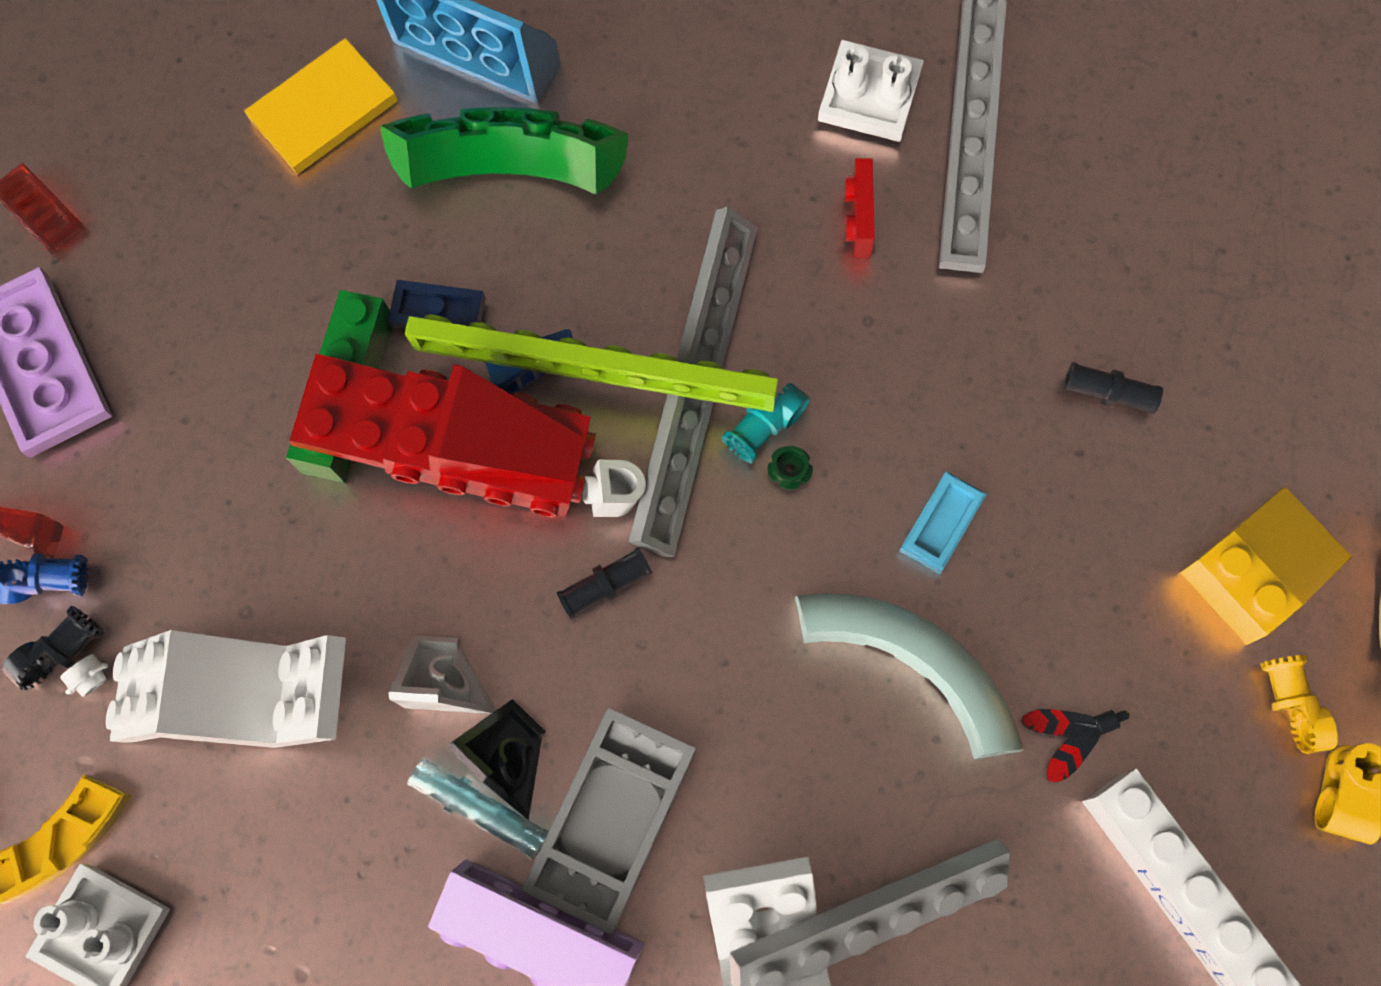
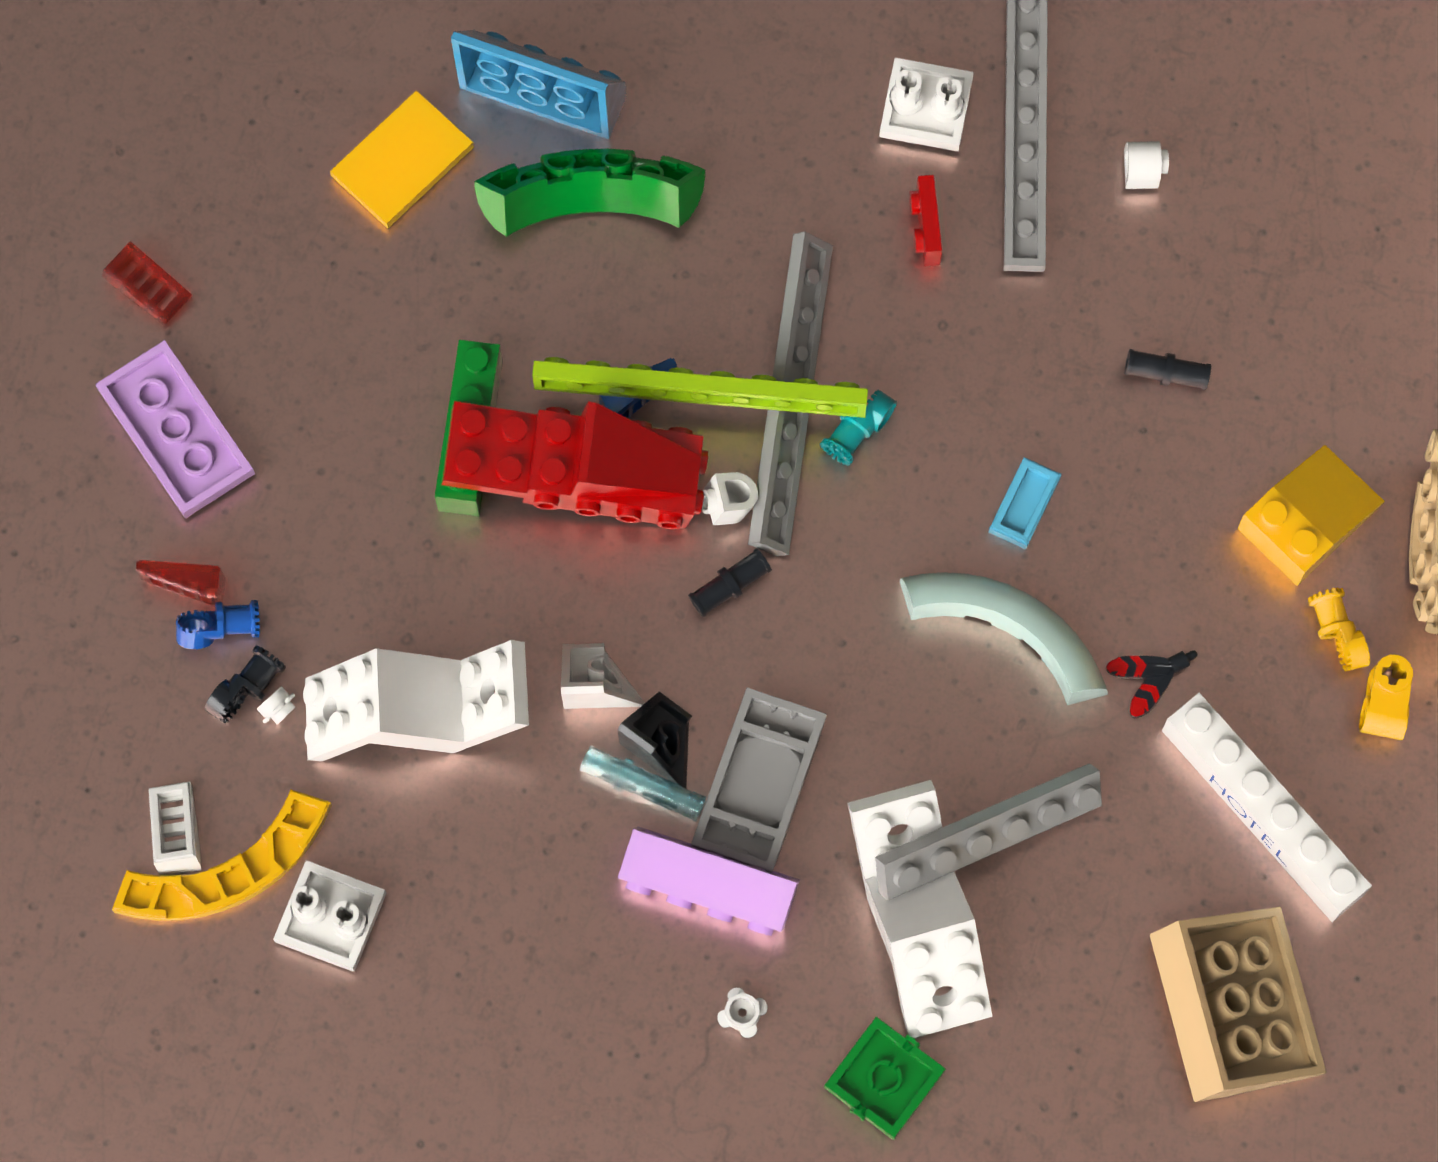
camera: 10 degrees left, 0 degrees up
(422, 299) = (528, 343): dark blue plate -> none
(794, 456) = (880, 456): dark green plate -> none
(1100, 167) = (1144, 164): none -> white plate

